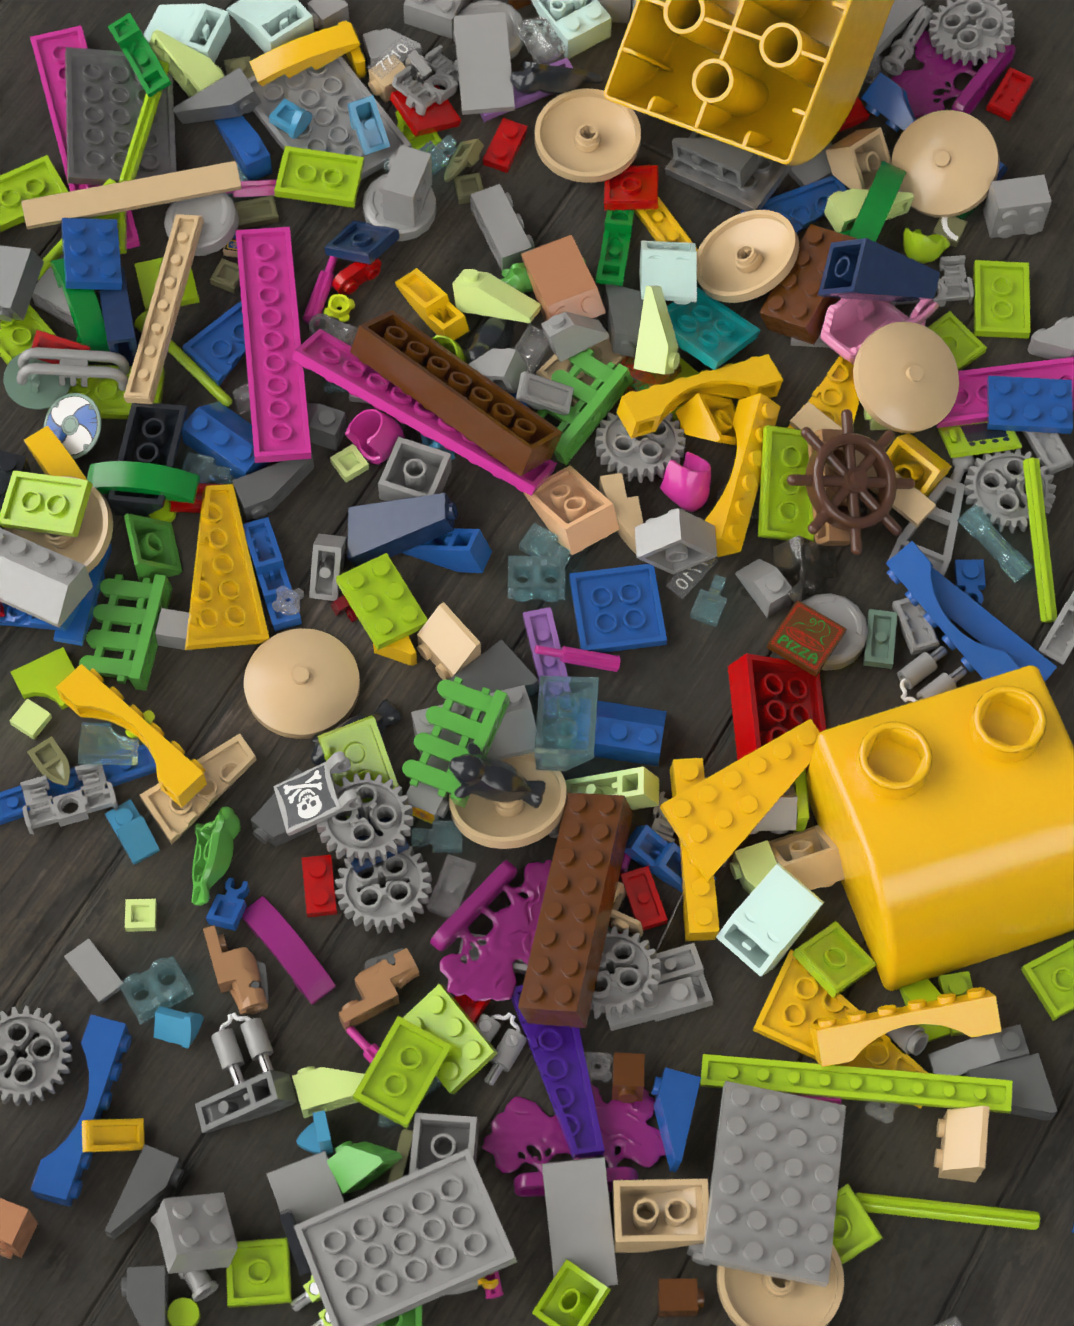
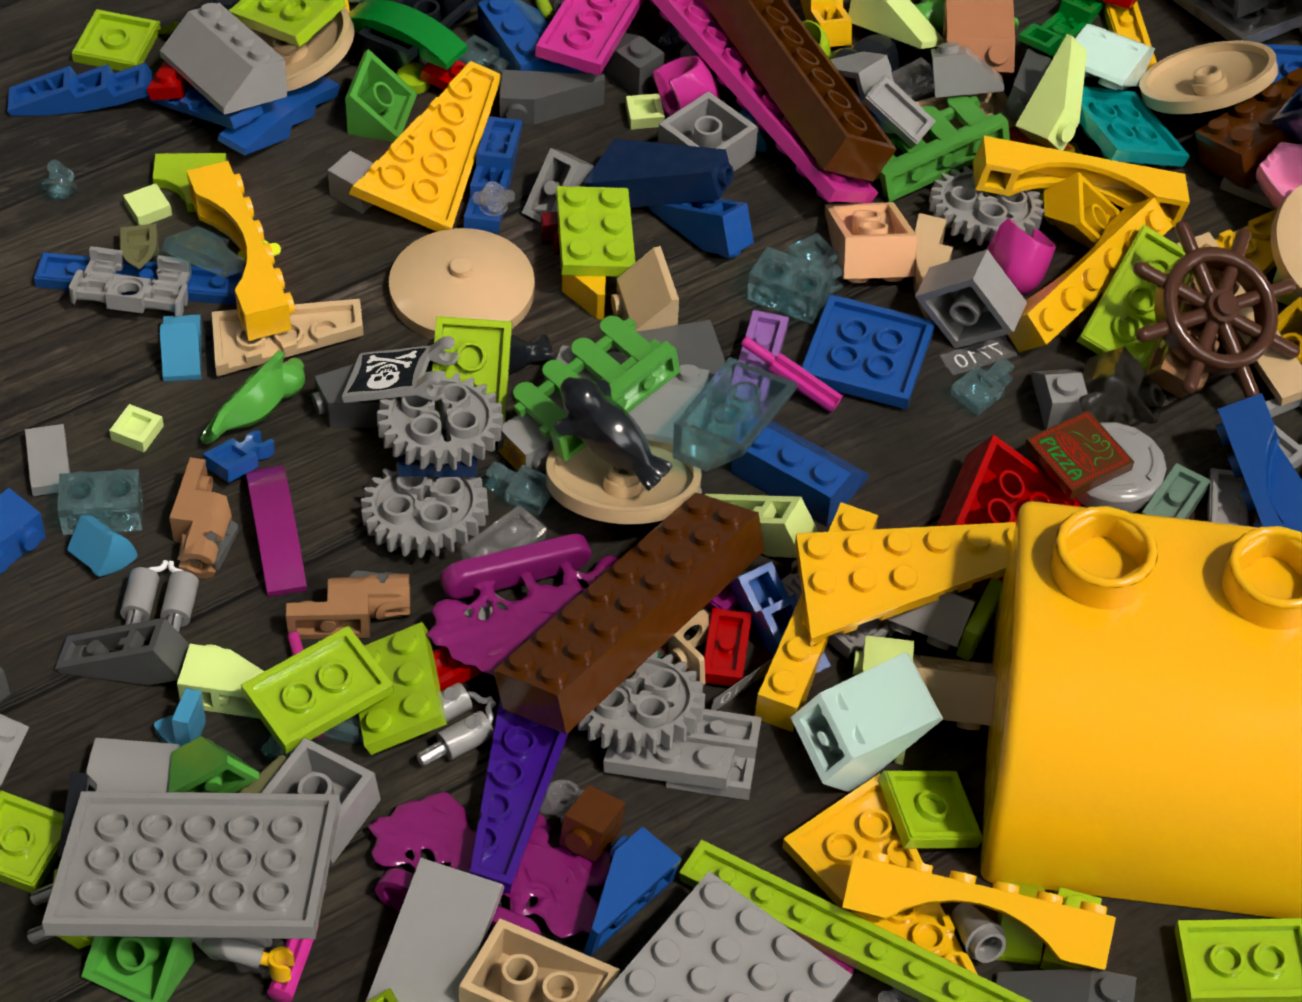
camera: 25 degrees right, 15 degrees down
(143, 645) = (308, 183): bright green fence -> none
(319, 886) = (350, 479): red plate -> none

